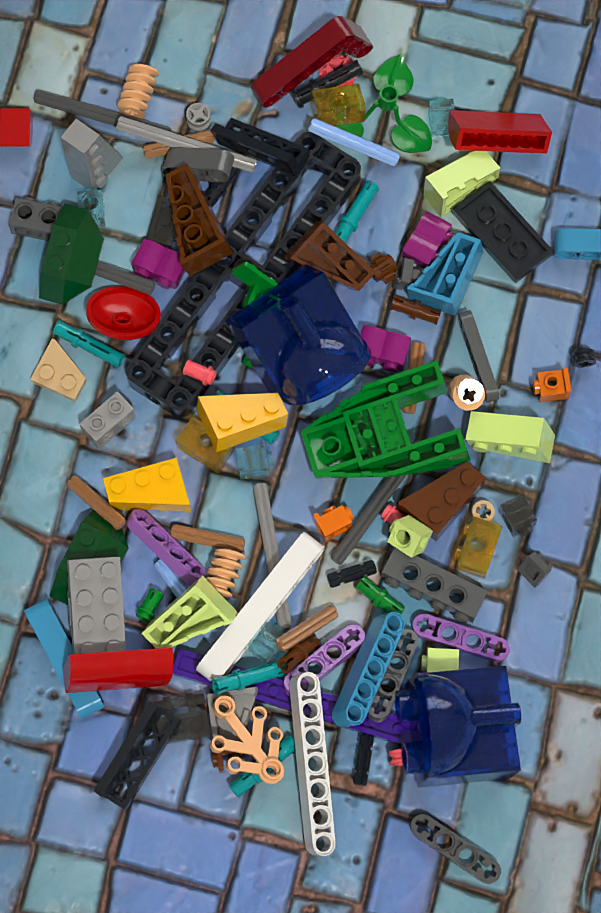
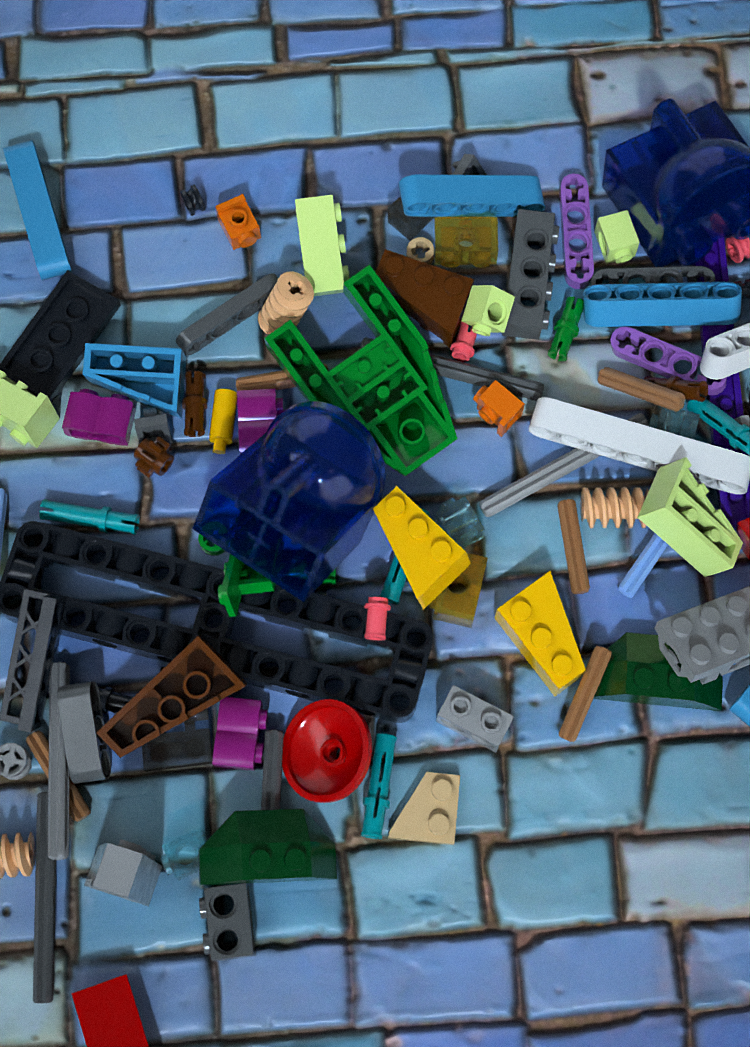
camera: 110 degrees left, 0 degrees up
(145, 527) = (621, 553): medium lavender beam -> none
(149, 605) = (687, 583): green pin -> none
(329, 253) = (166, 516): reddish brown wedge -> none
(351, 573) = (550, 369): black axle -> none
(395, 324) = (222, 419): none -> yellow cylinder
(510, 559) = (470, 195): none -> dark azure beam

